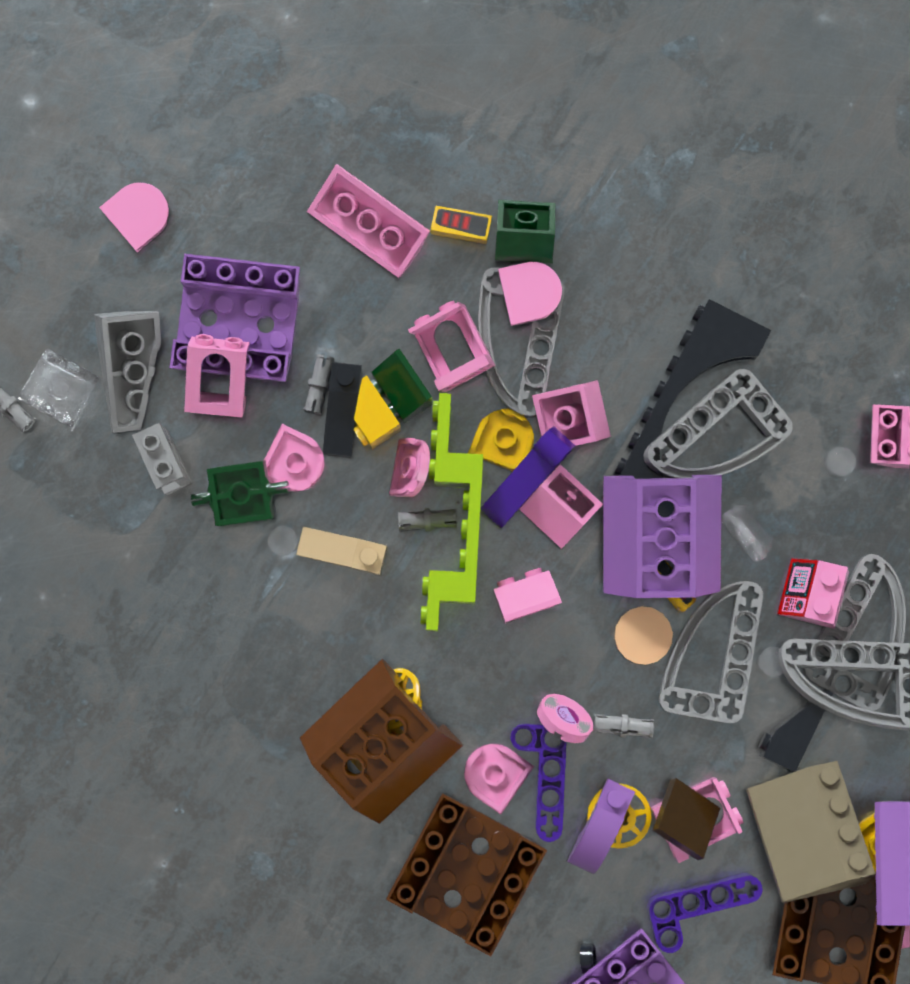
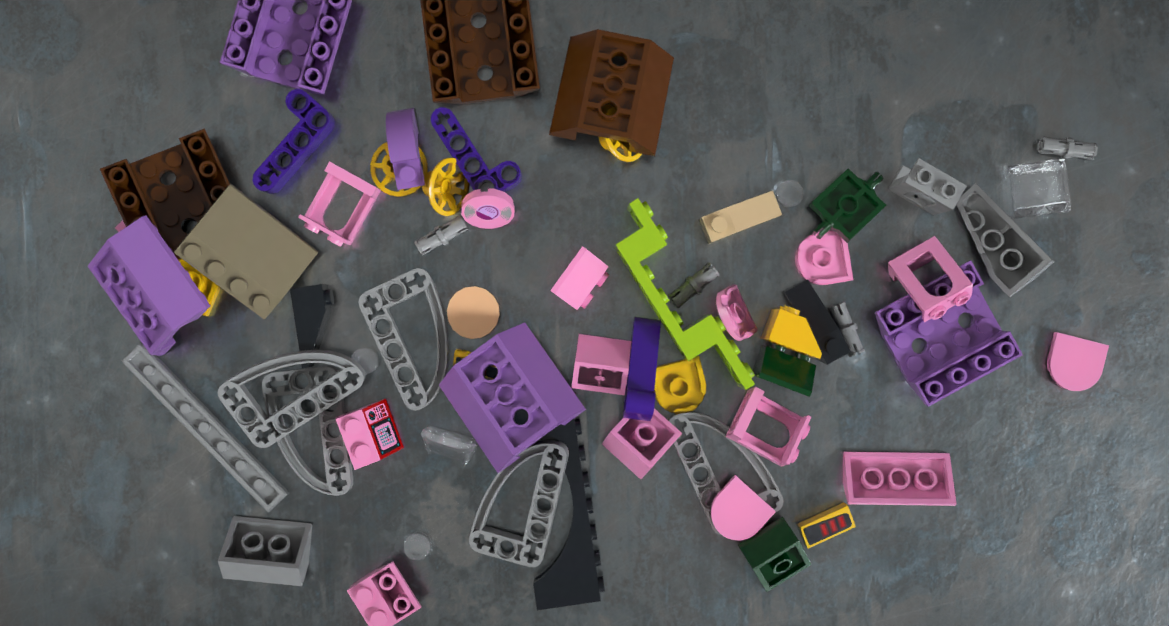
camera: 145 degrees right, 5 degrees up
(495, 775) = (510, 133): bright pink tile -> none
(587, 957) = (349, 47): black tile -> none
(591, 767) = (443, 185): none -> yellow wheel
(686, 819) = (346, 197): dark brown tile -> none

